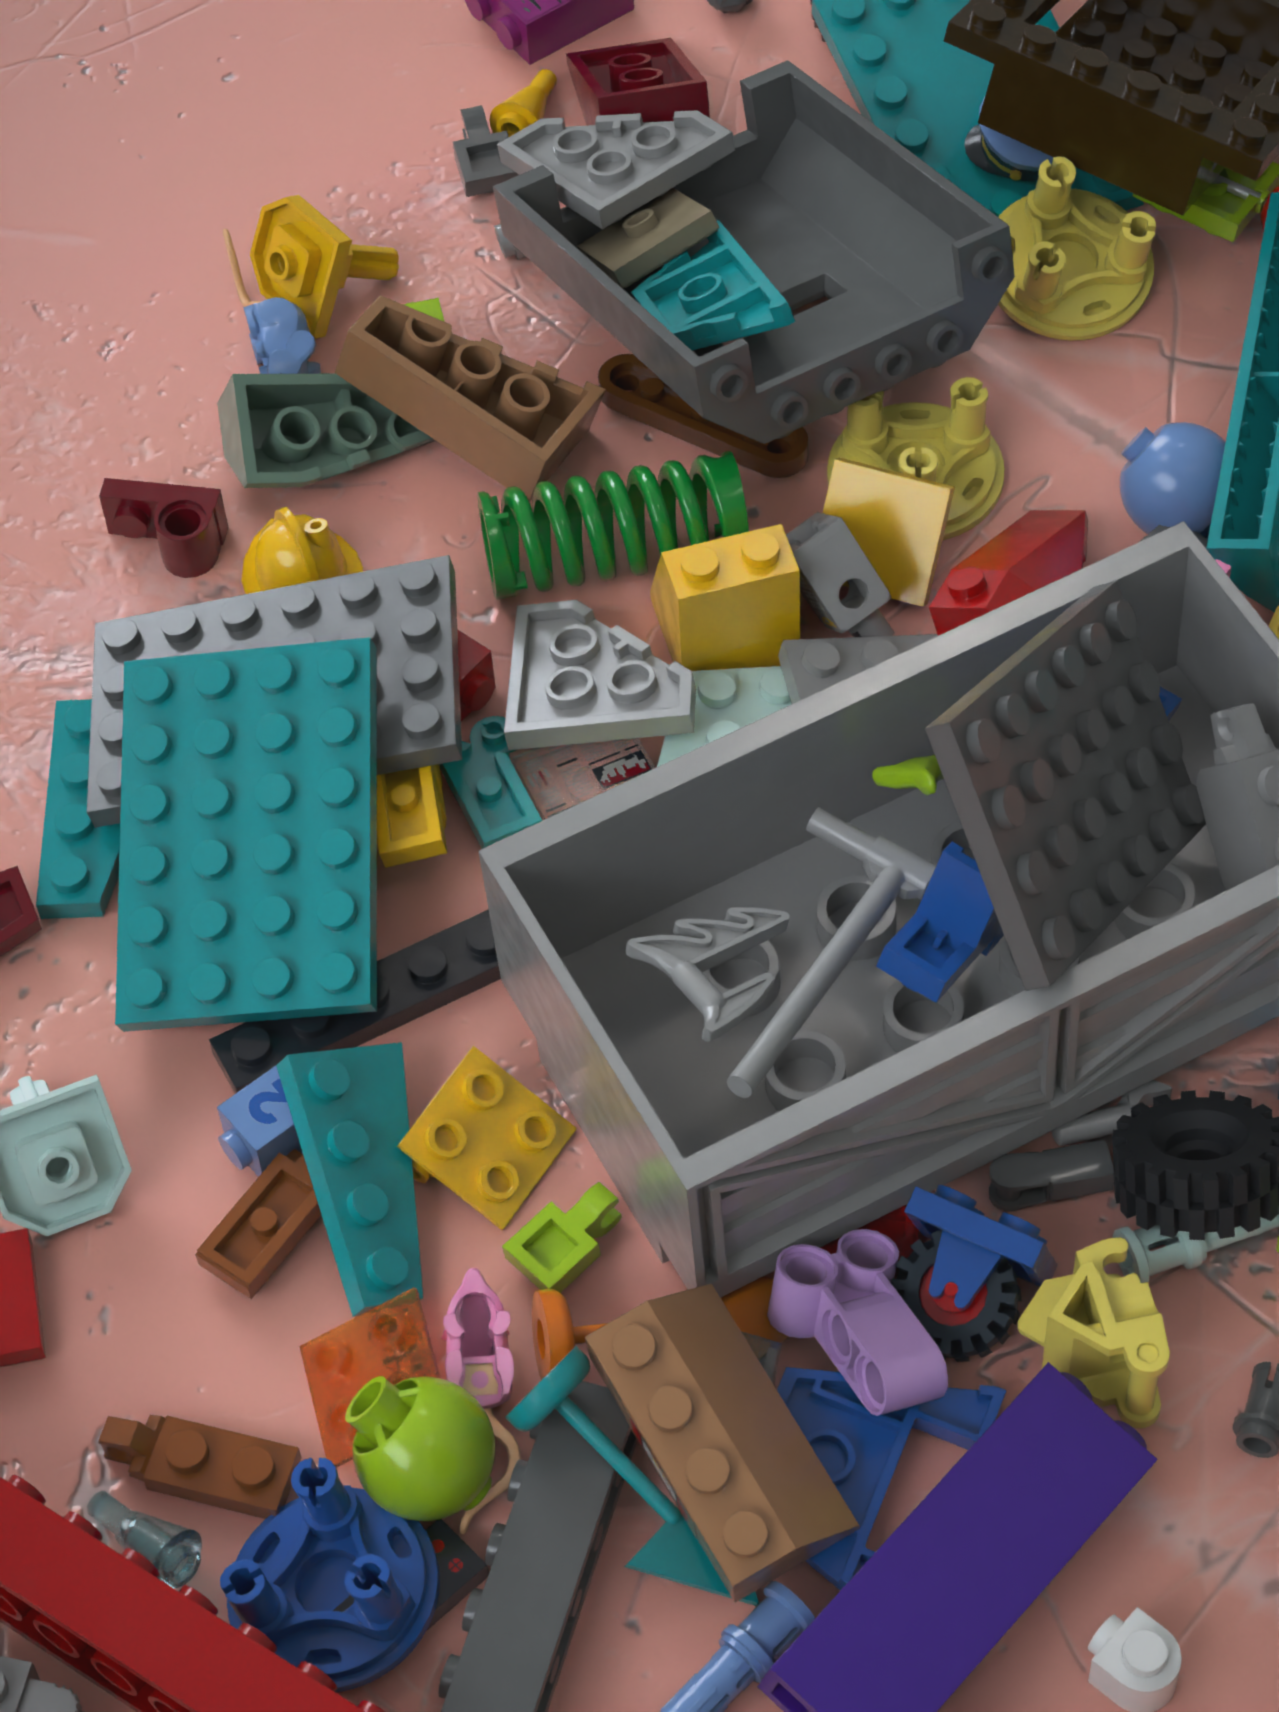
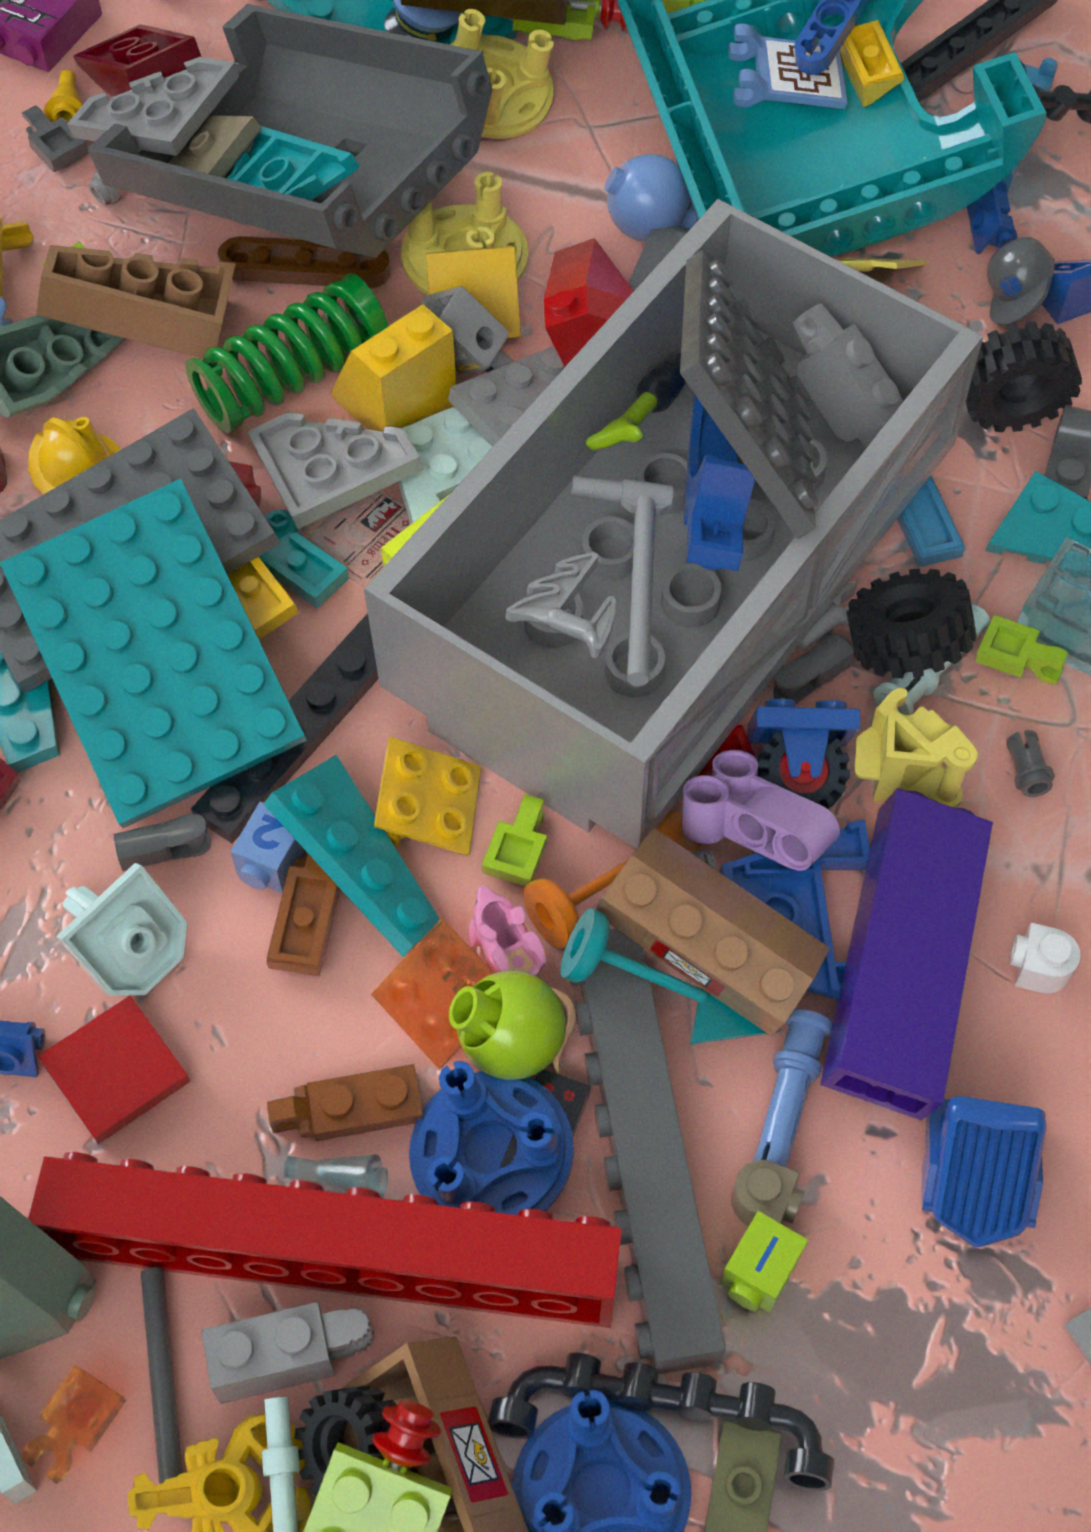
camera: 30 degrees left, 5 degrees up
(156, 1066) = (161, 842): none -> dark grey bar

